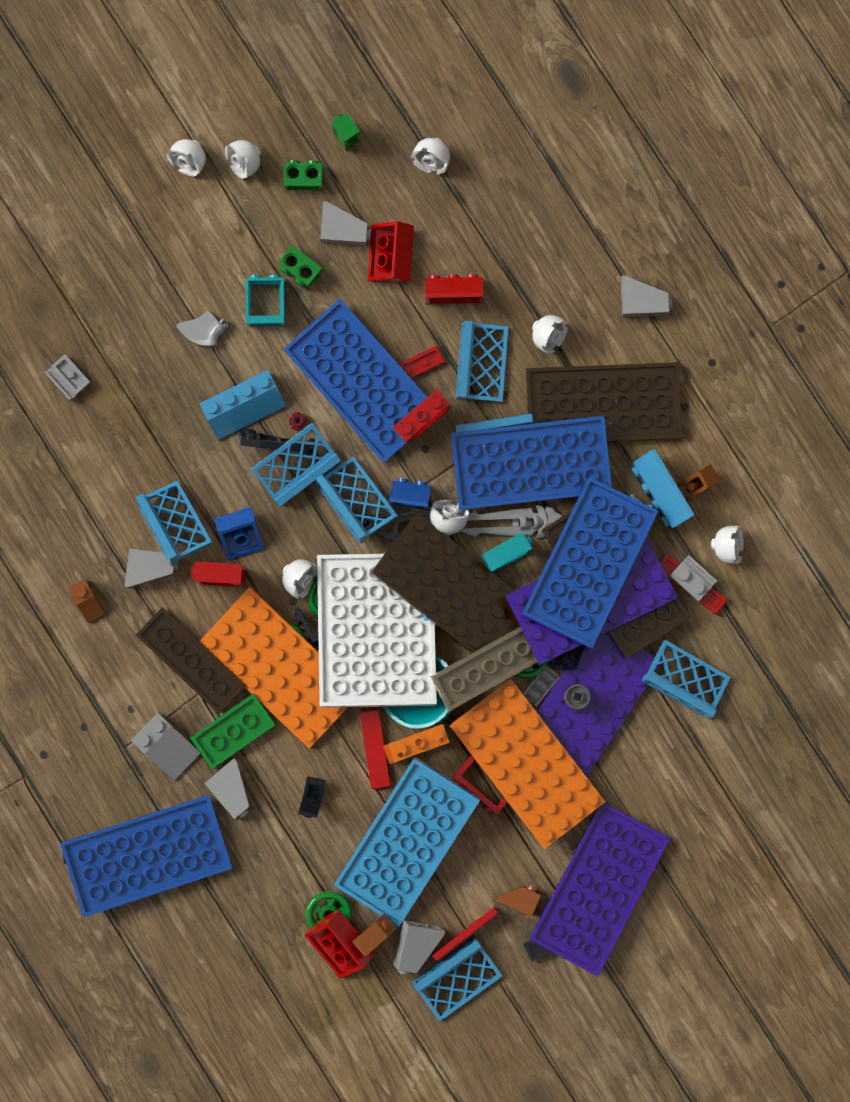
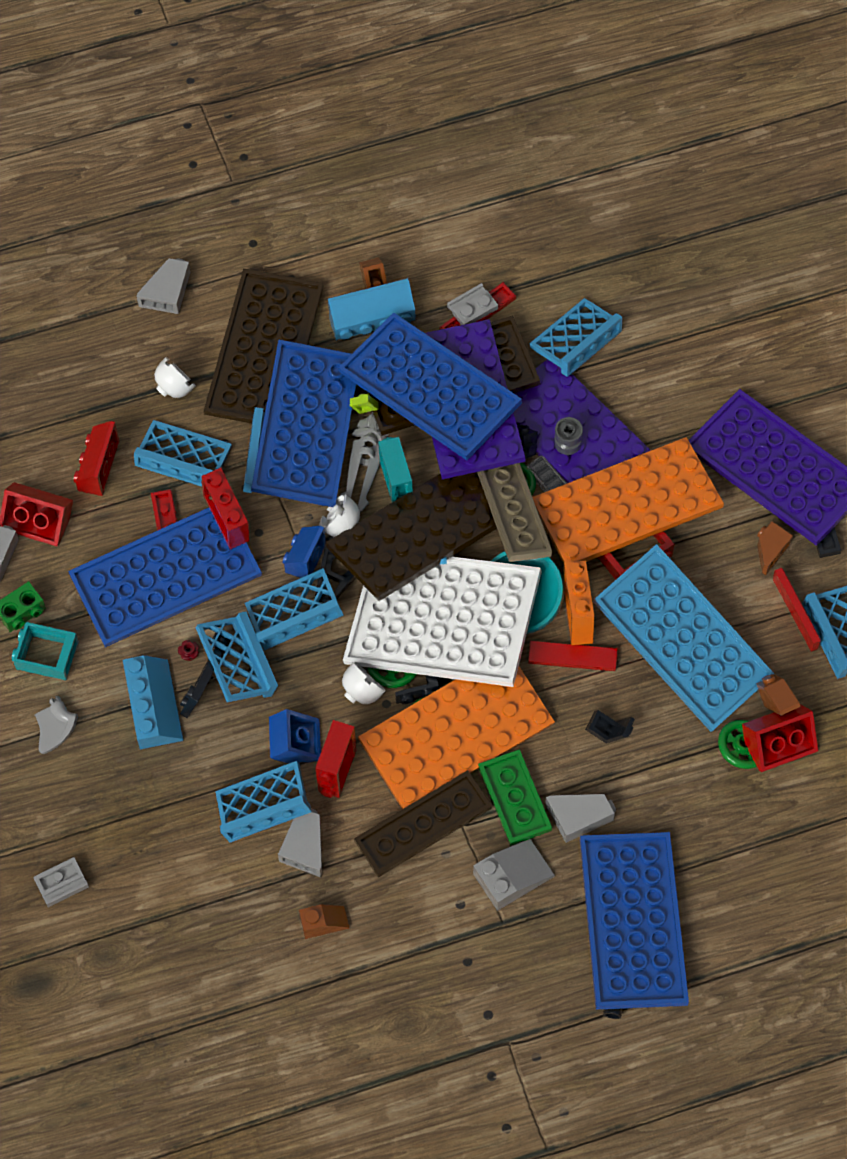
camera: 80 degrees left, 20 degrees down
(415, 945) = (799, 660): light grey slope -> none
(564, 507) = (363, 403): none -> lime plate
(728, 544) = (446, 265): white cylinder -> none

